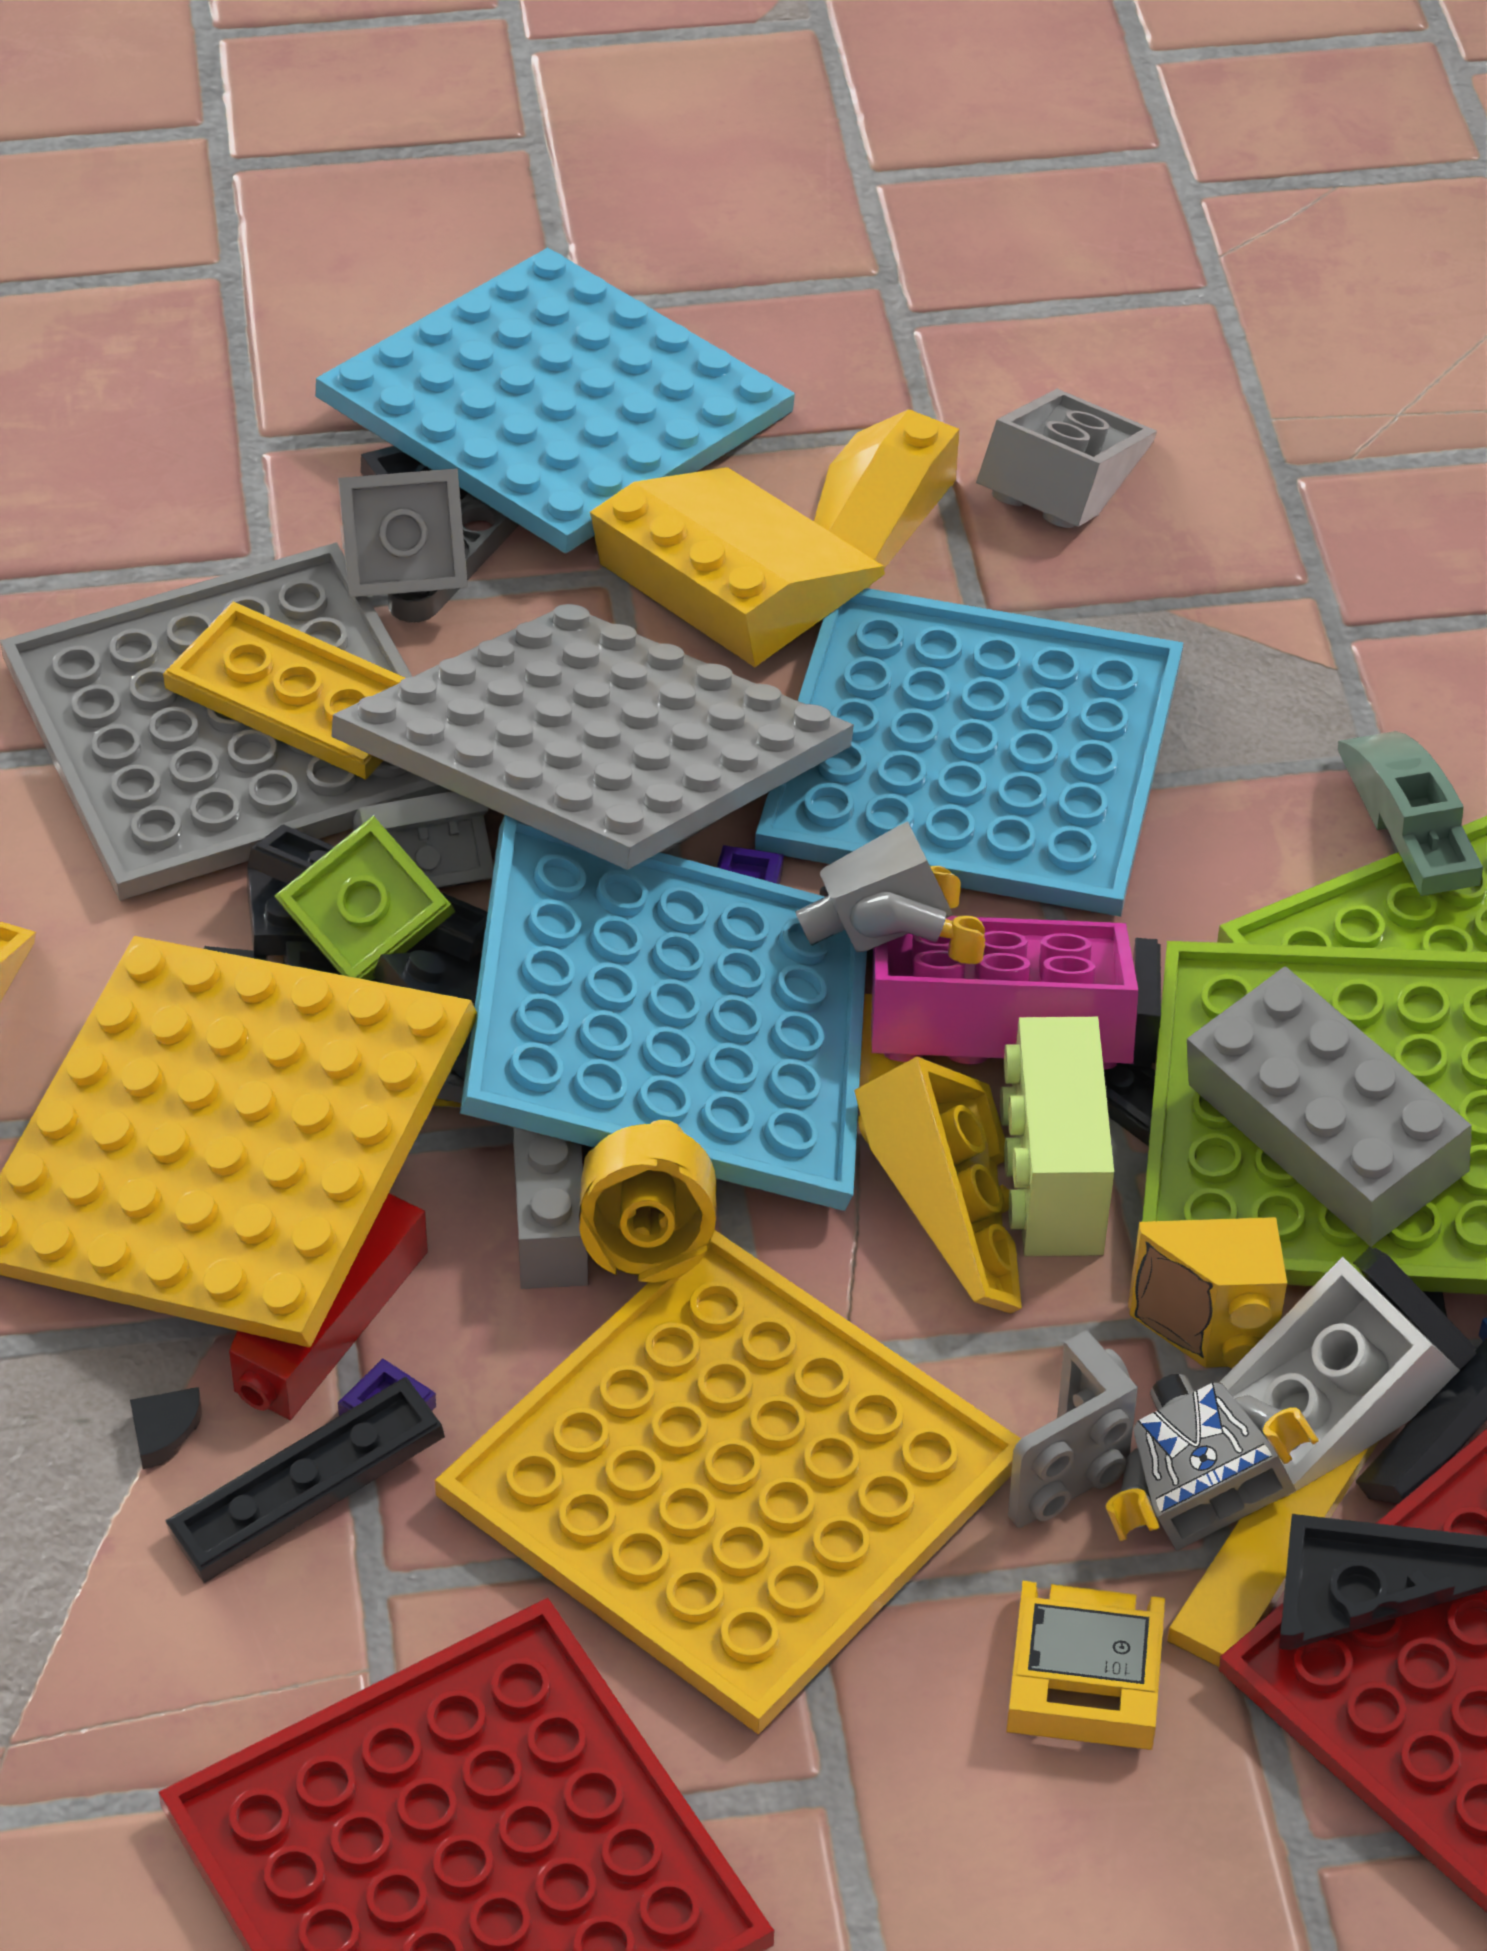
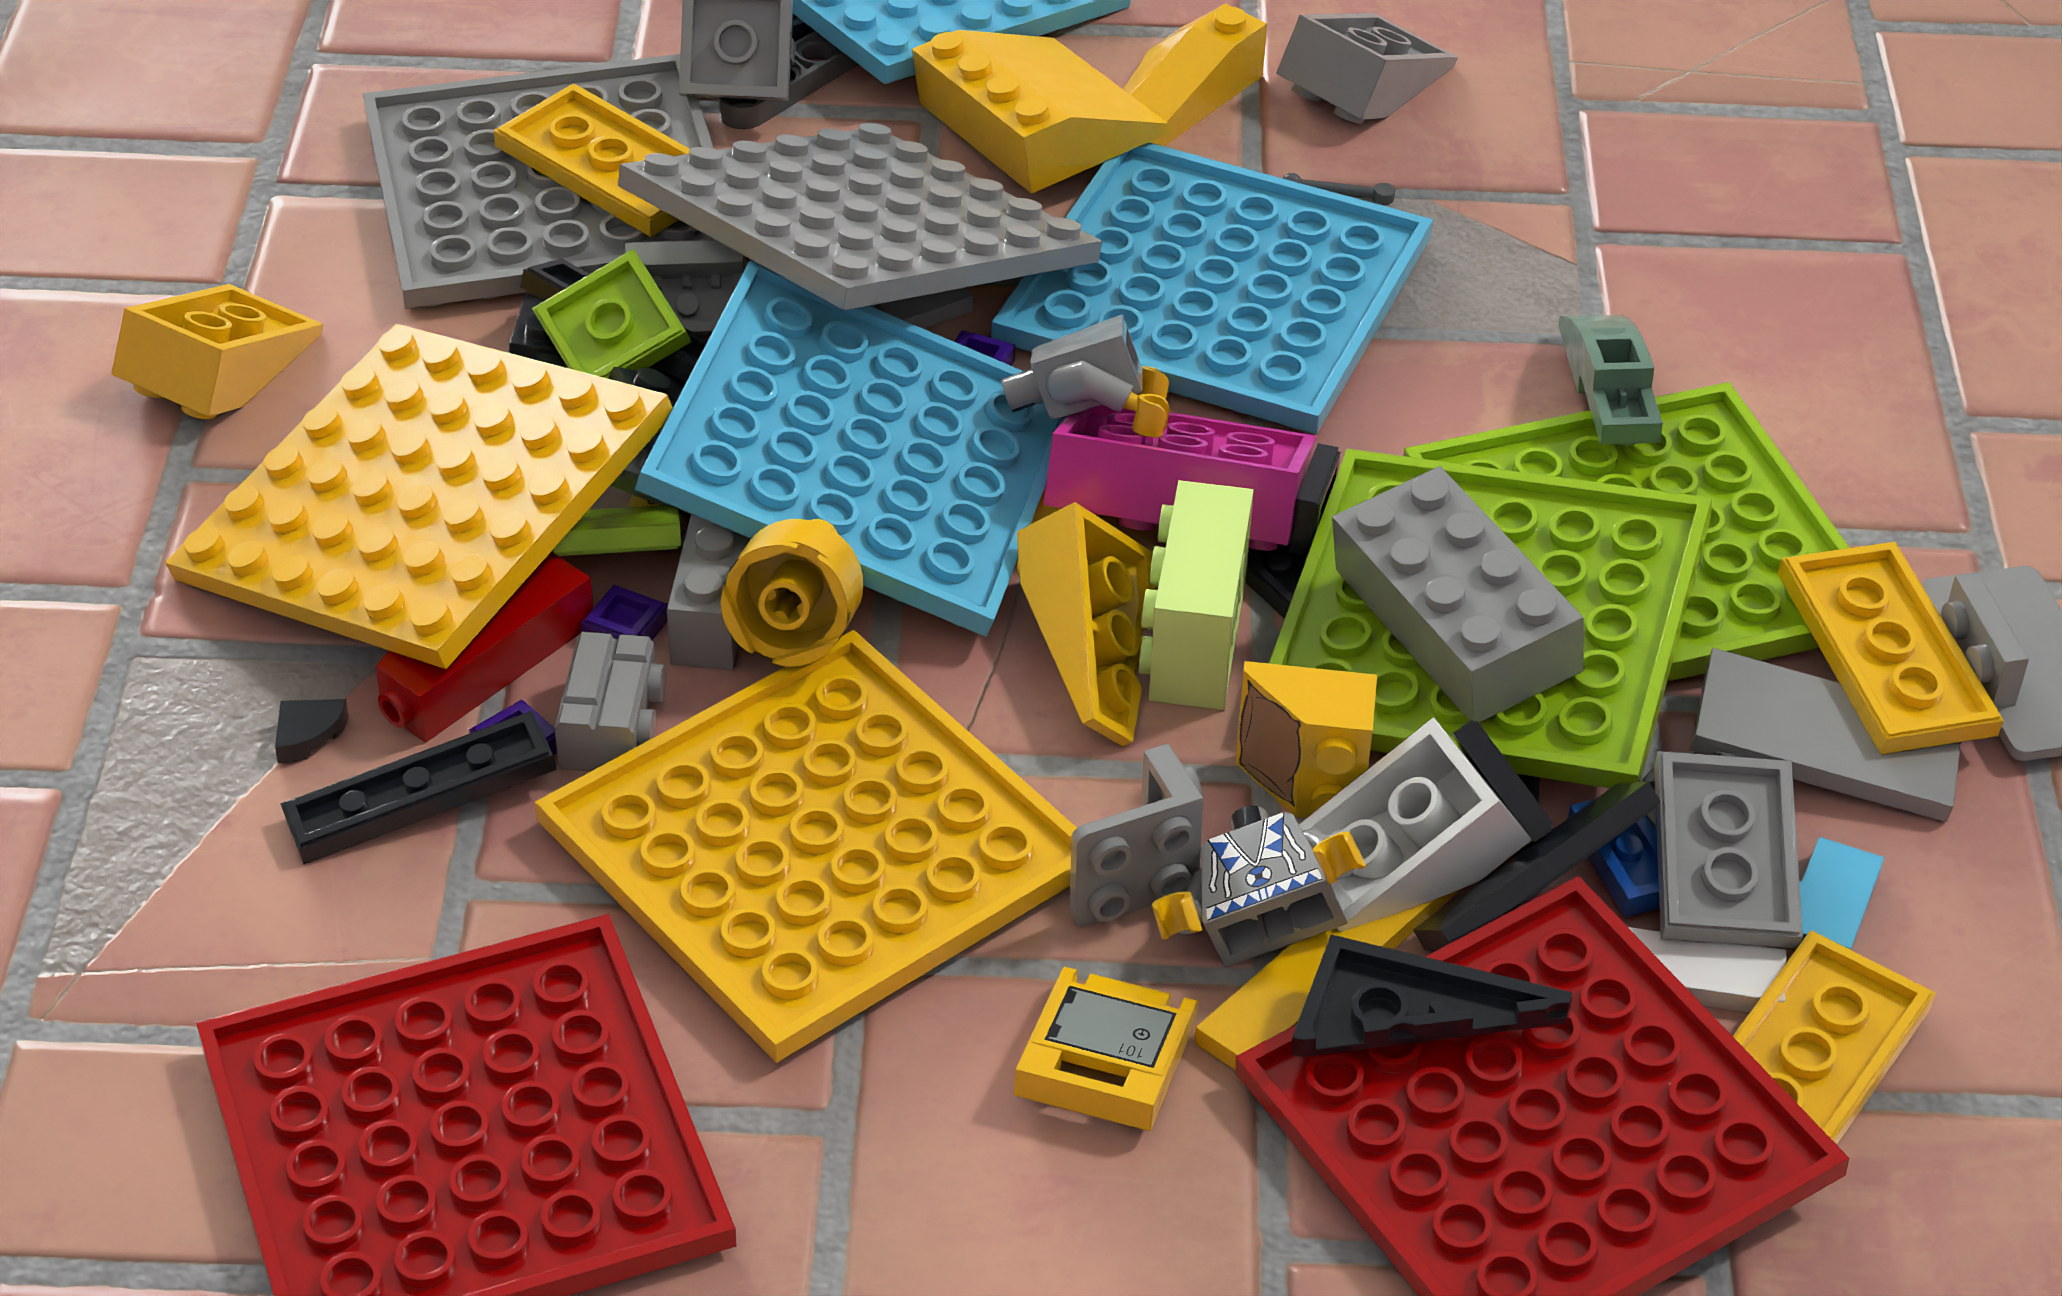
camera: 10 degrees right, 5 degrees down
(451, 1146) = (623, 531): none -> lime tile
(462, 1247) = (626, 614): none -> dark purple tile
(476, 1348) = (608, 699): none -> light grey brick
(1117, 611) = (1382, 192): none -> dark grey hinge

